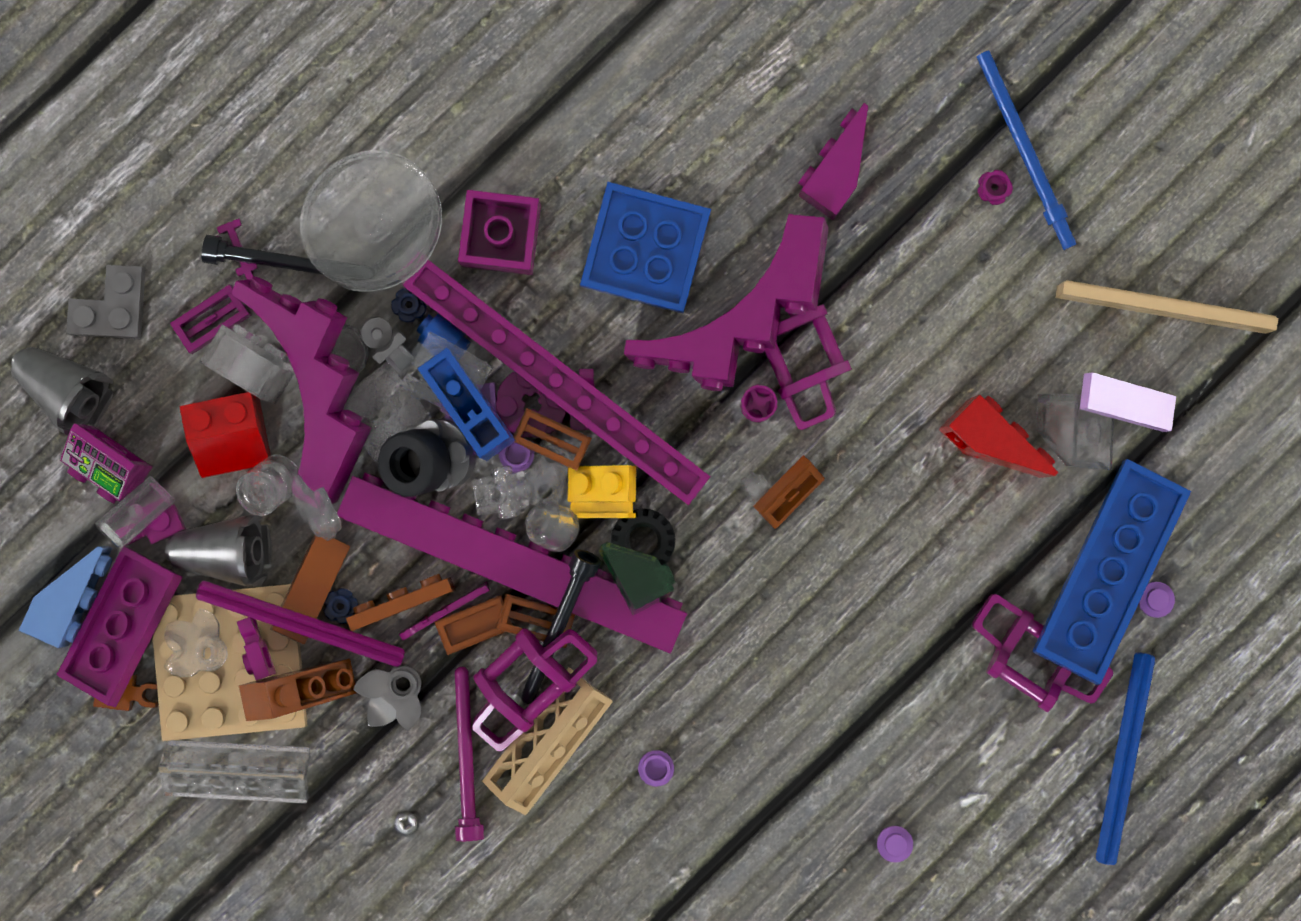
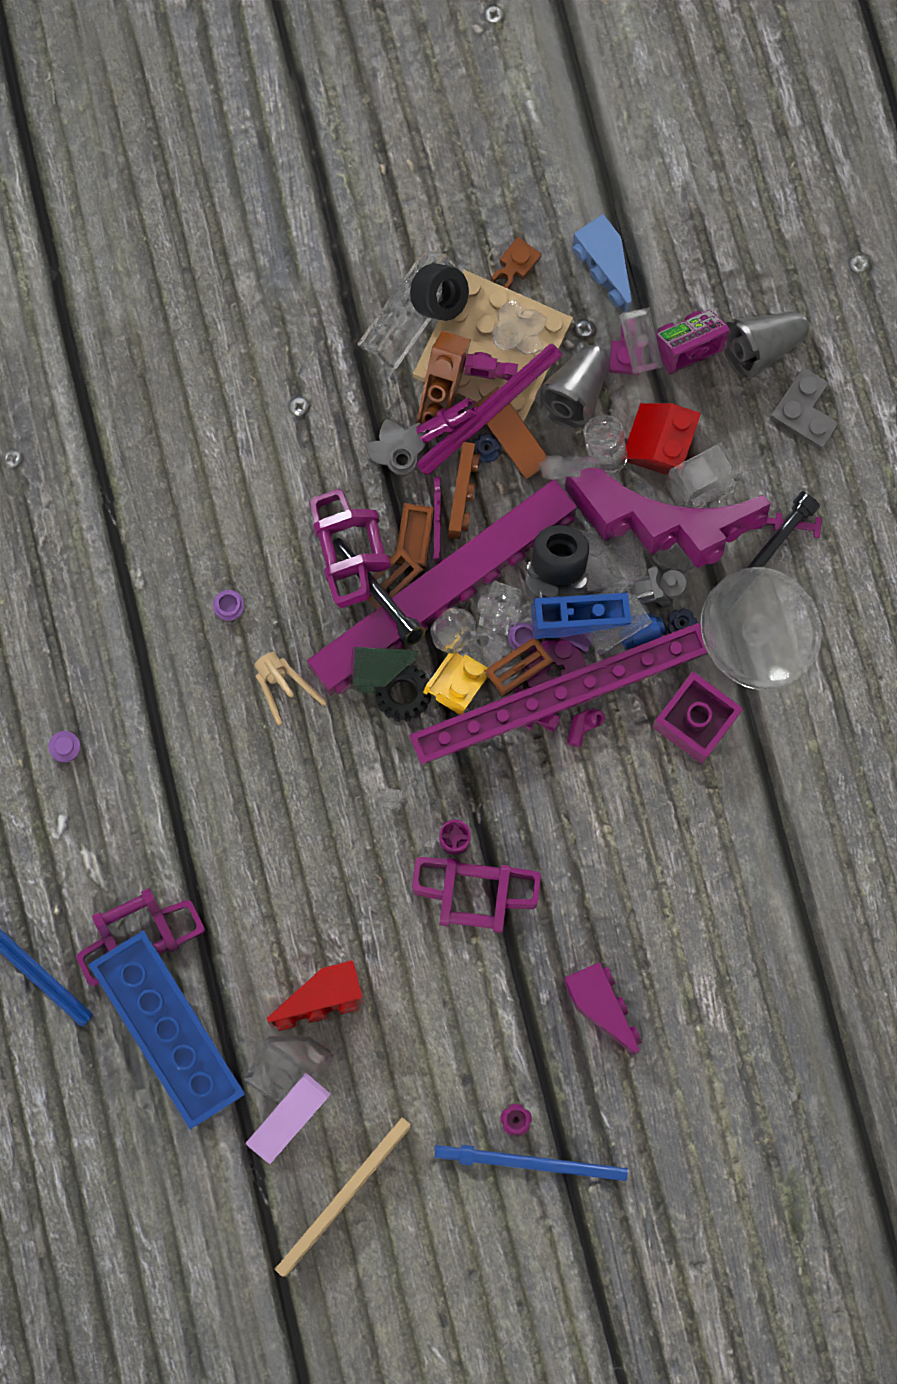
camera: 115 degrees right, 10 degrees down
(119, 626) = (564, 284): magenta plate -> none
(192, 314) = (752, 449): magenta tile -> none
(200, 733) = (425, 288): none -> black tyre
(337, 660) = (446, 420): none -> magenta pin
(469, 825) = (269, 447): magenta piece -> none
(550, 747) = (290, 537): tan fence -> none
(568, 345) = (582, 723): none -> magenta arm
(645, 247) = (624, 822): blue plate -> none
(697, 685) = (272, 670): none -> tan plant
(753, 323) = (531, 907): magenta arch -> none
(789, 492) = (374, 821): dark orange tile -> none
(1157, 600) = (123, 1054): medium lavender plate -> none

